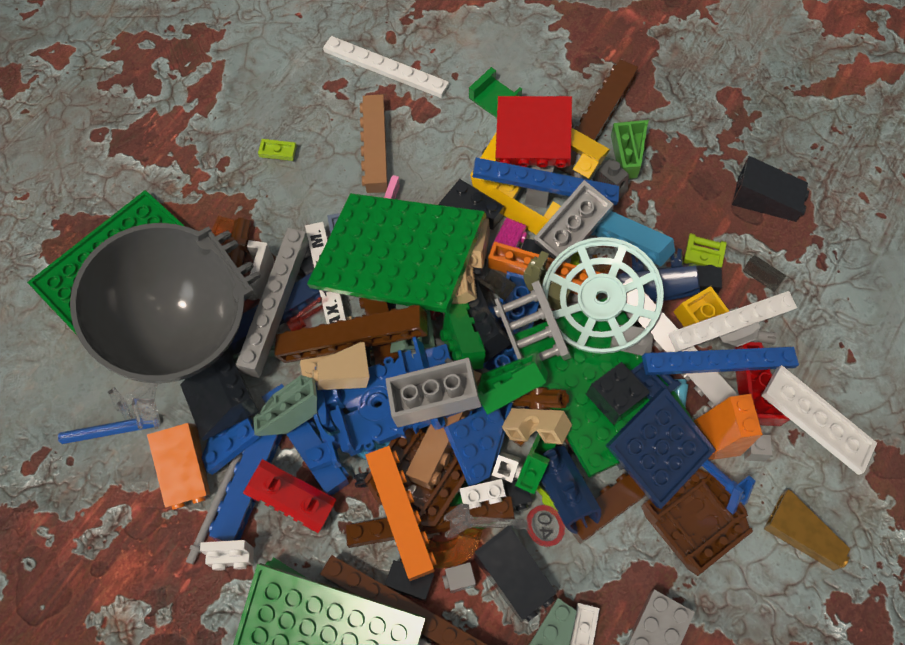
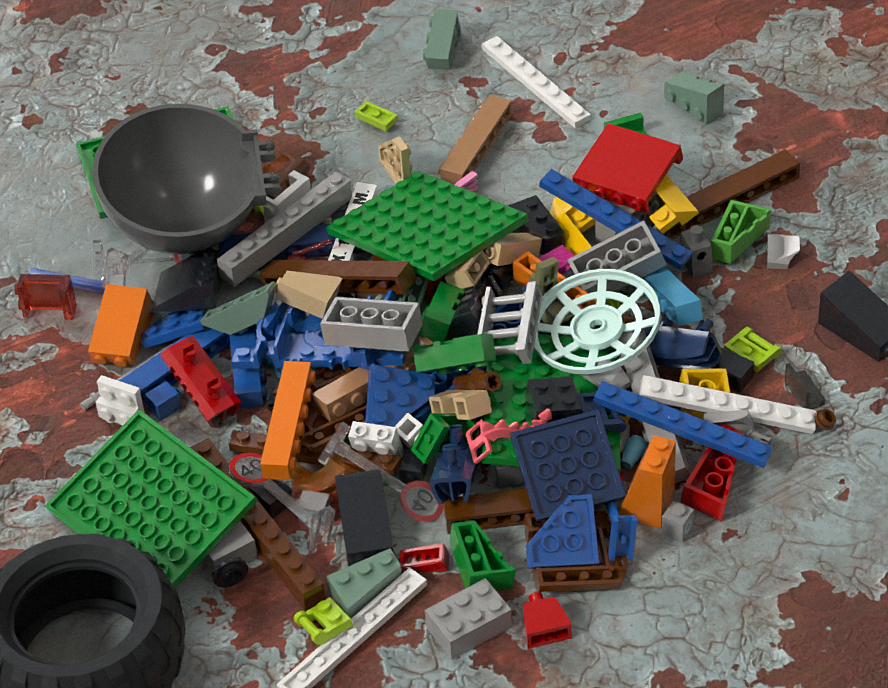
camera: 30 degrees right, 20 degrees down
(90, 459) = (46, 293): none -> clear red panel
(262, 524) = (163, 400): none -> blue brick
(291, 56) = (442, 39): none -> sand green wedge
(326, 190) = (395, 158): none -> tan plate
(389, 577) = (247, 471): none -> clear piece
(520, 35) = (696, 96): none -> sand green wedge
(585, 454) = (501, 429): none -> coral piece
(599, 582) = (434, 565): none -> red slope
(630, 568) = (478, 558): none -> green wedge
(667, 149) = (781, 250): none -> light grey slope
(693, 514) = (566, 537): none -> blue plate
(716, 601) = (545, 621): none -> red torso
(799, 295) = (825, 419): none -> reddish brown plate
(806, 532) = (674, 604): pearl gold slope -> none
(819, 420) = (755, 517): white plate -> none

